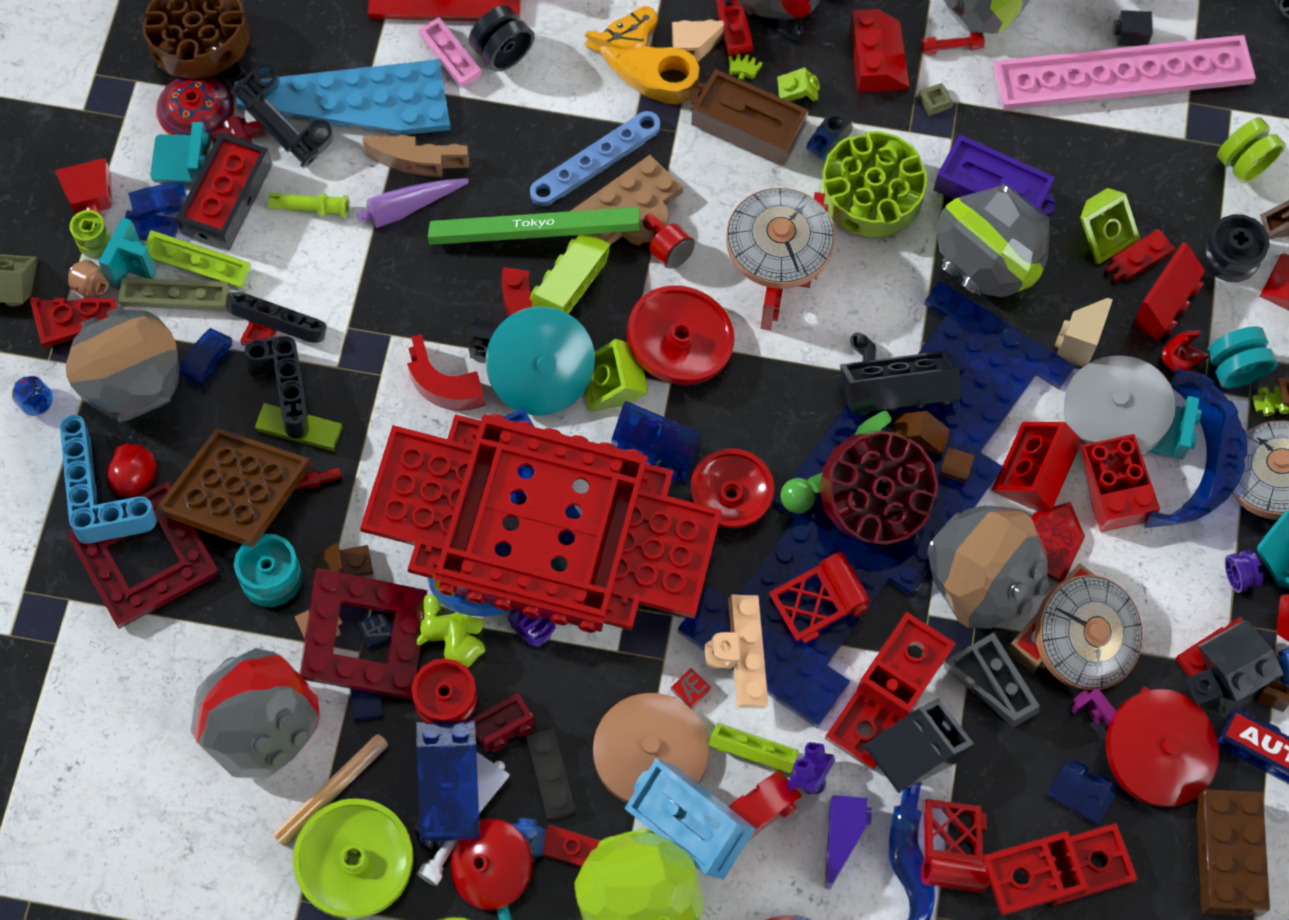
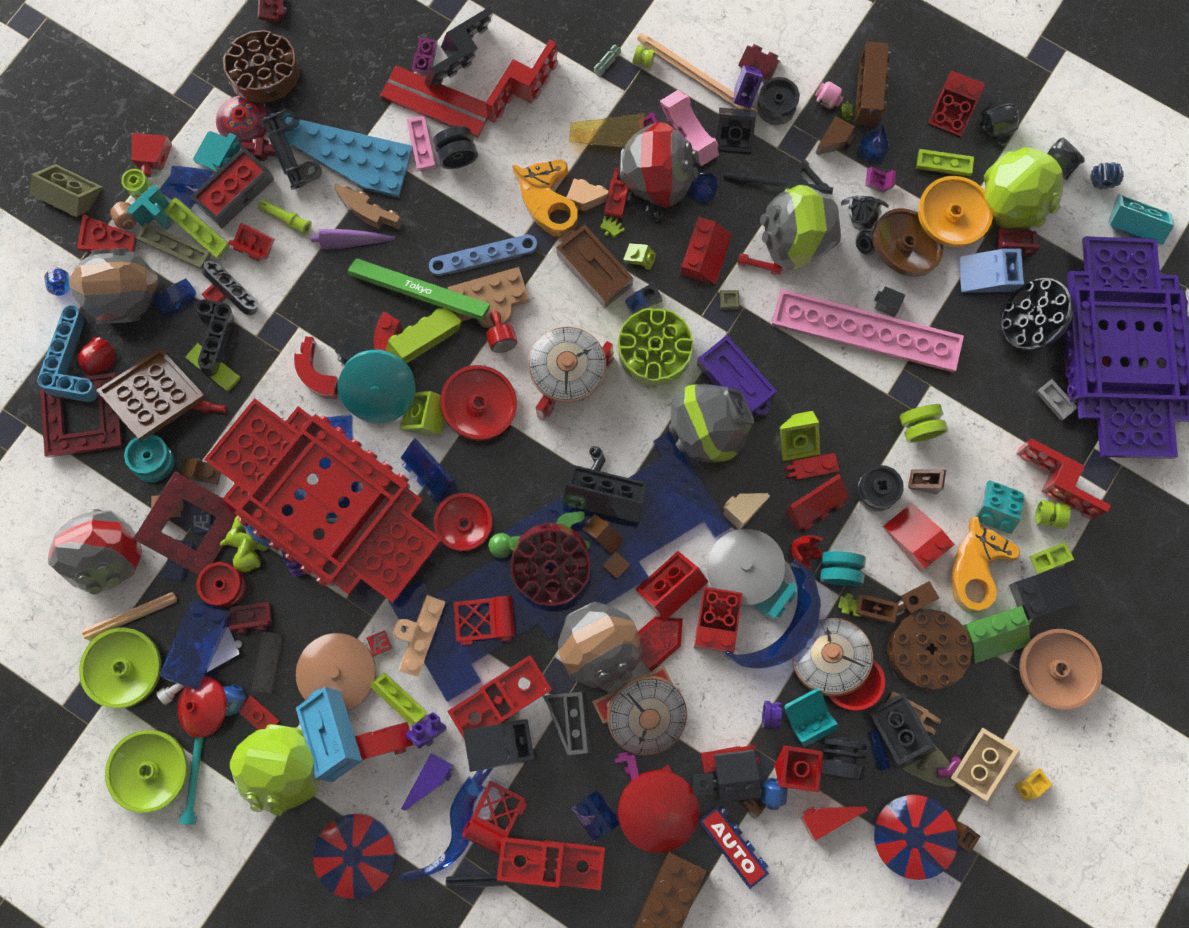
camera: 25 degrees right, 10 degrees up
(282, 249) = (252, 242): none -> red bracket

